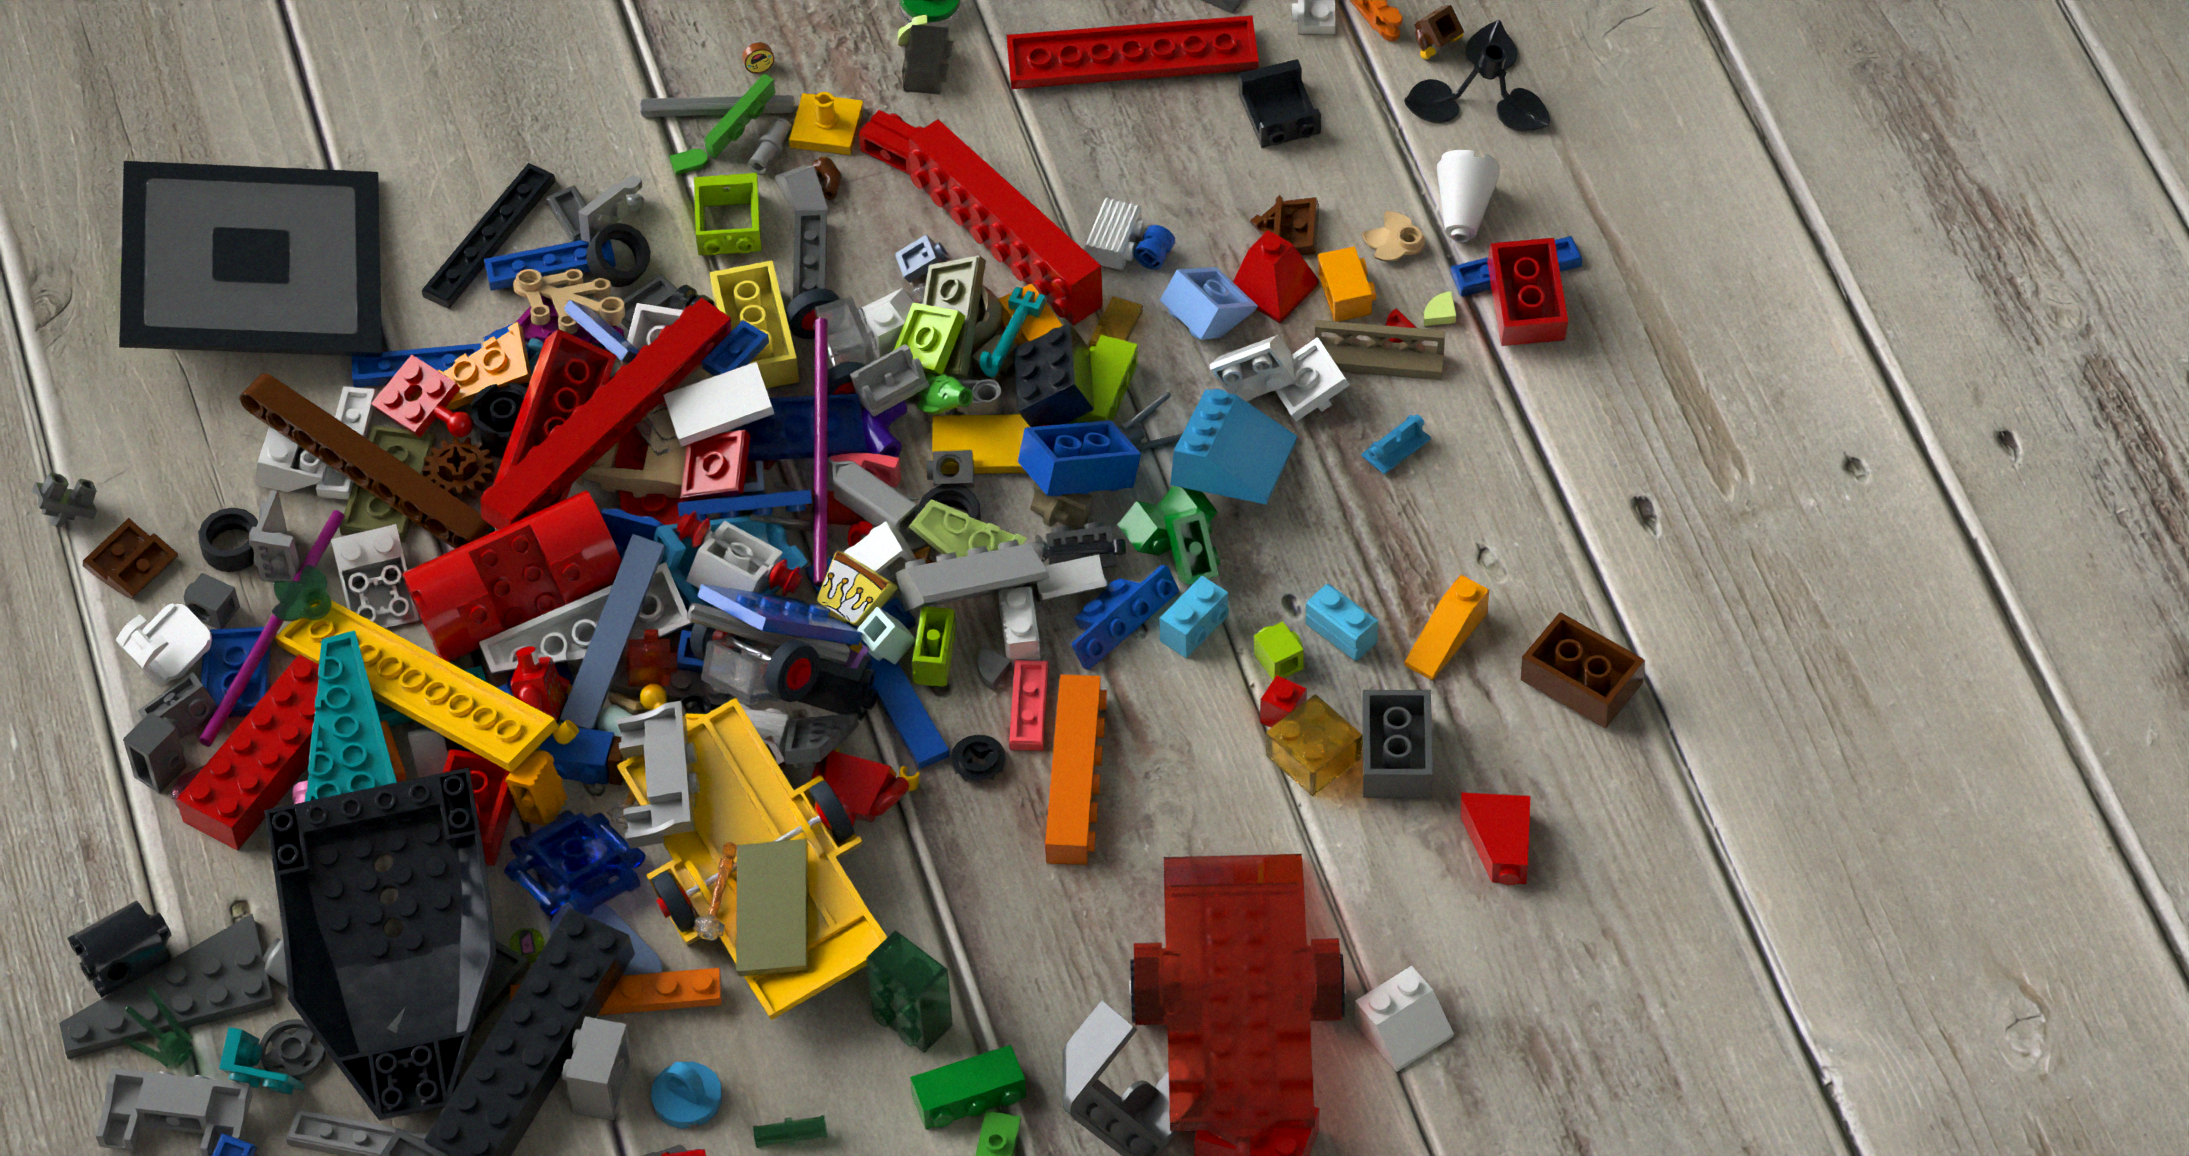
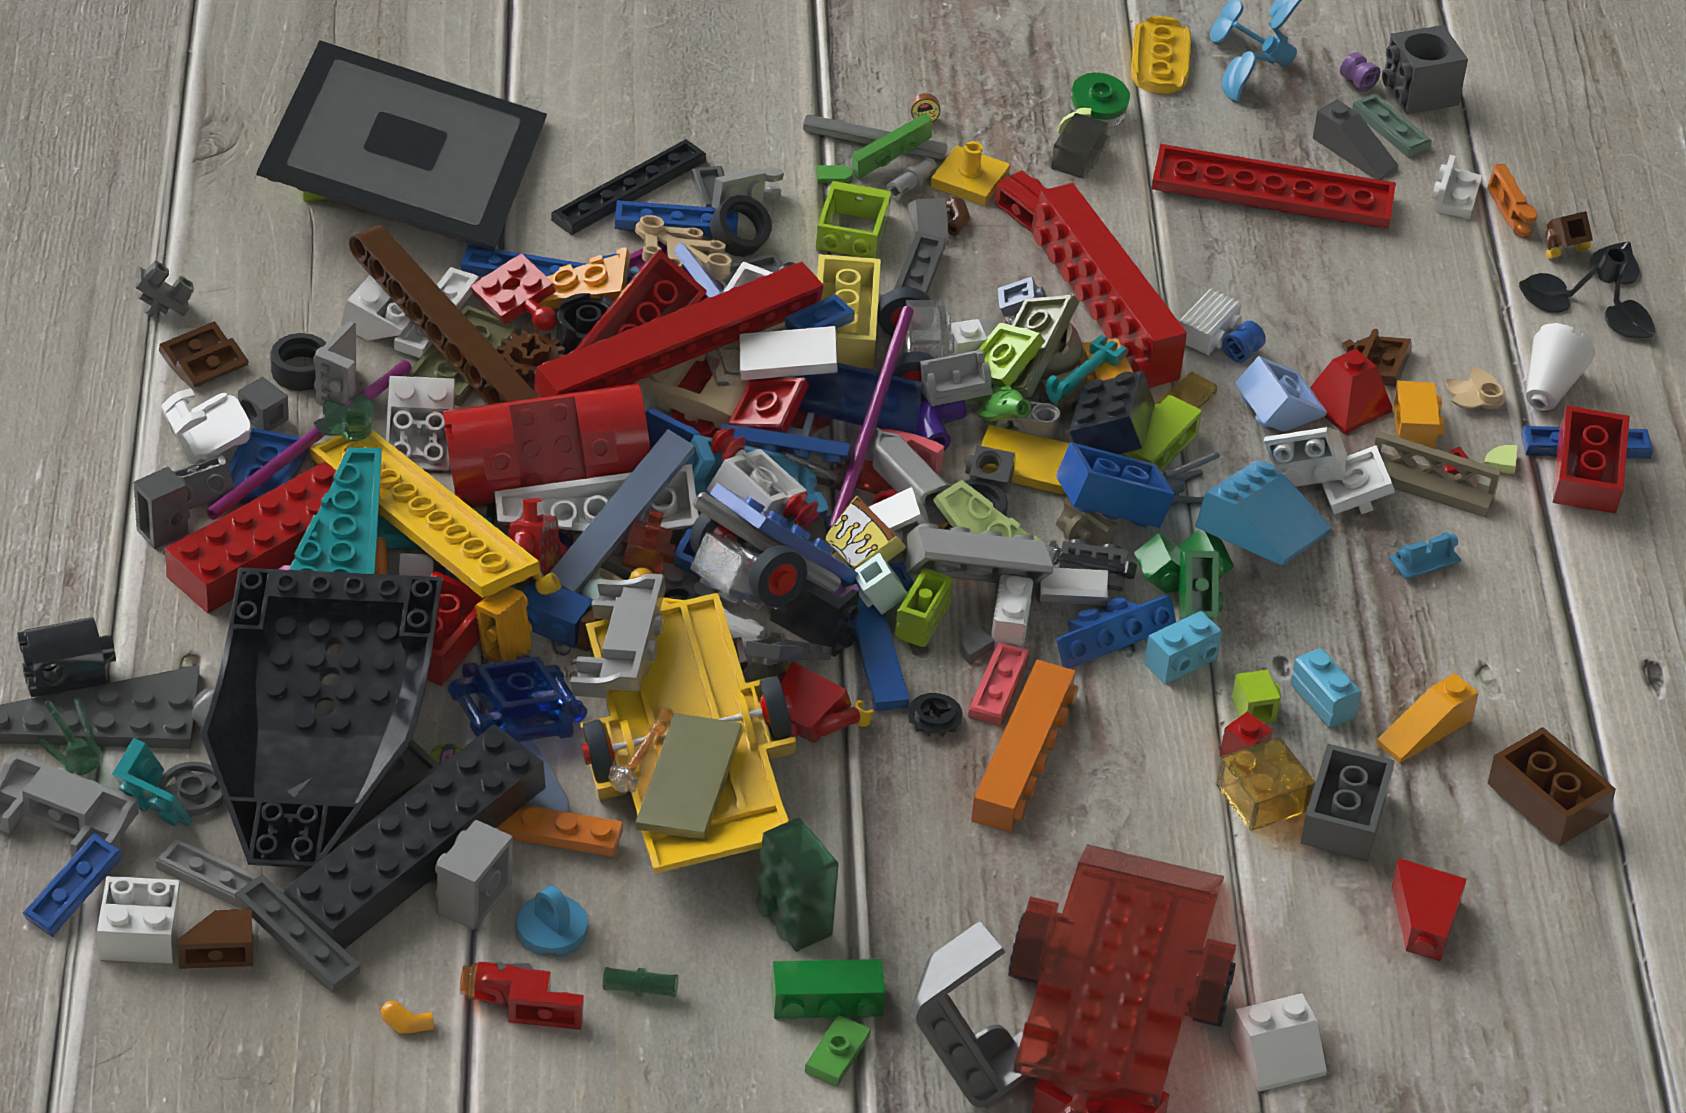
camera: 10 degrees right, 10 degrees down
(1278, 103) = (1398, 257): black panel -> none

